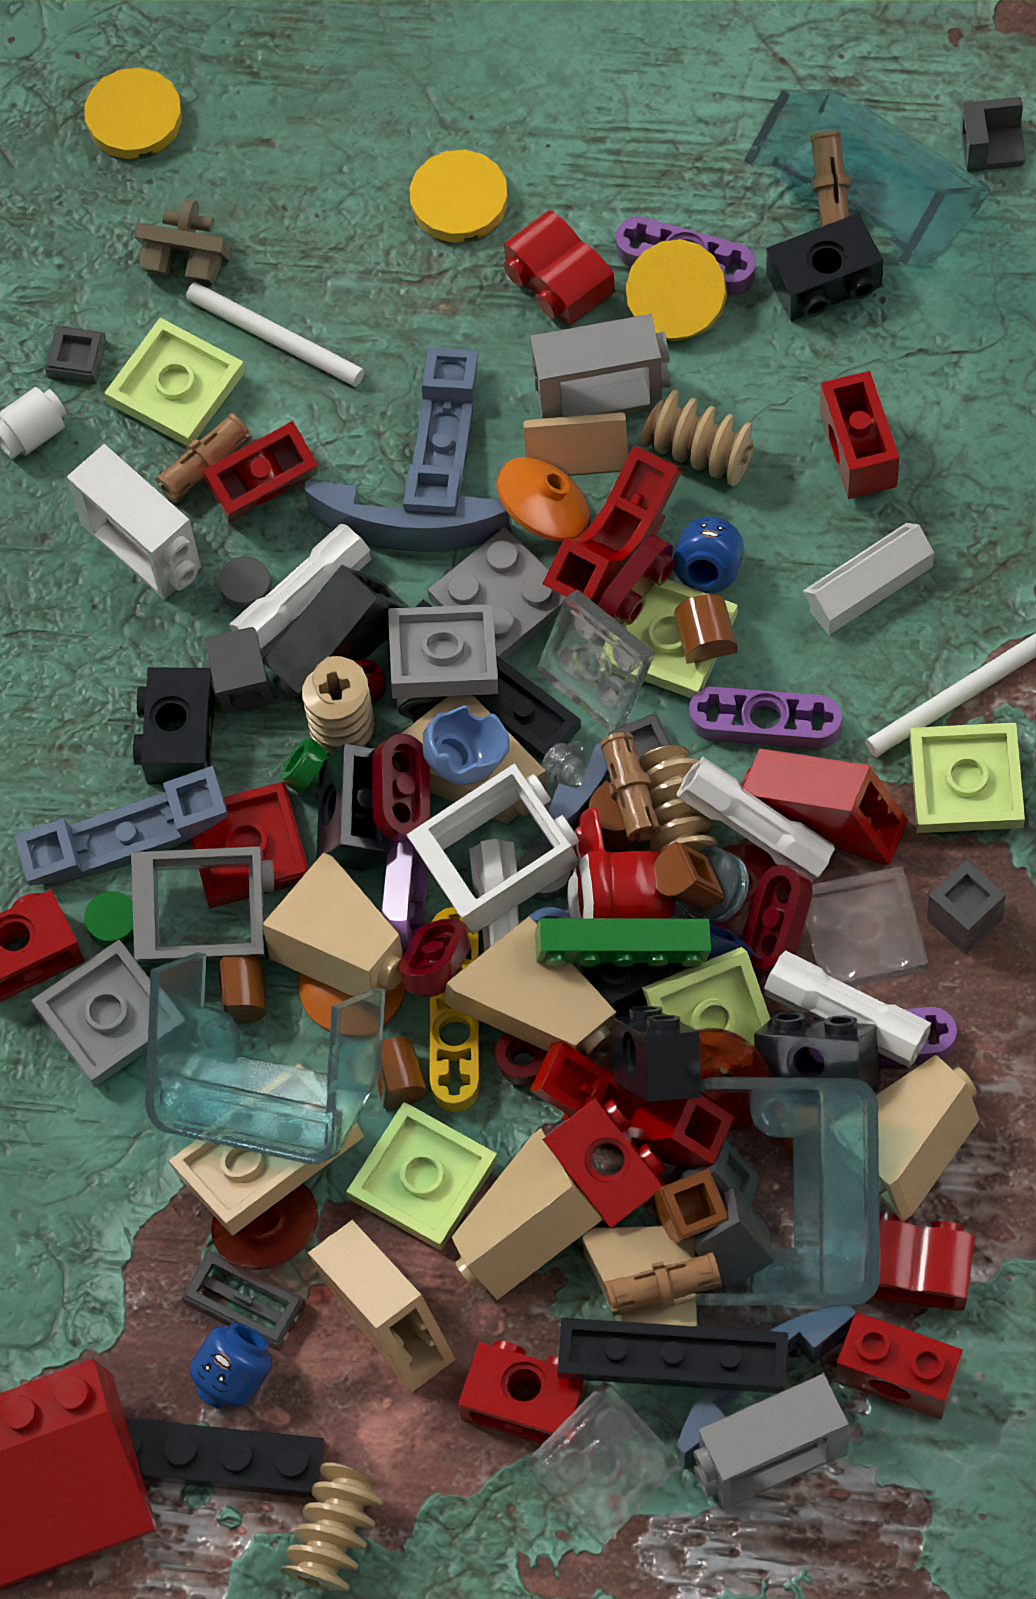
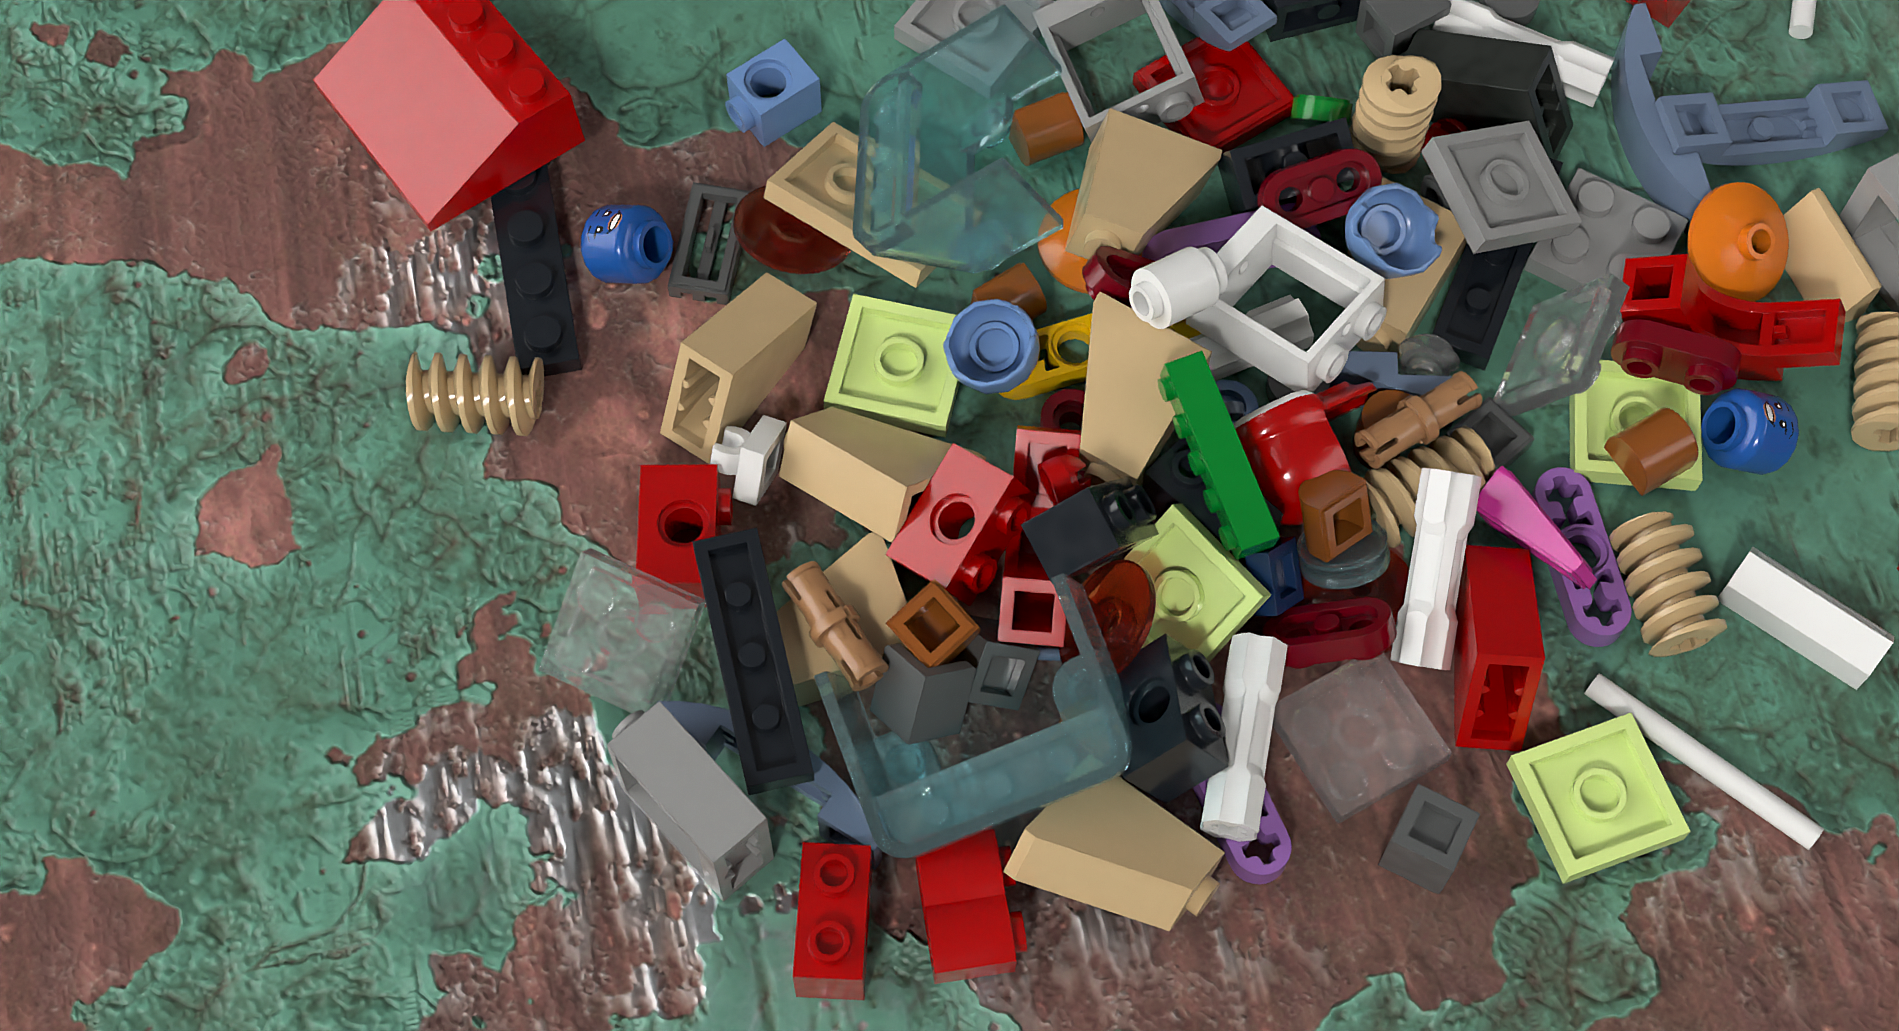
camera: 65 degrees right, 0 degrees up
(116, 1181) = (776, 72): none -> medium blue brick
(449, 1088) = (992, 346): none -> medium blue hair
(472, 918) = (1177, 286): none -> white brick
(474, 1316) = (751, 457): none -> white tile
(597, 1068) = (1060, 478): none -> red hinge
(737, 741) = (1518, 516): none -> dark pink slope
(816, 662) = (1663, 584): none -> tan piece

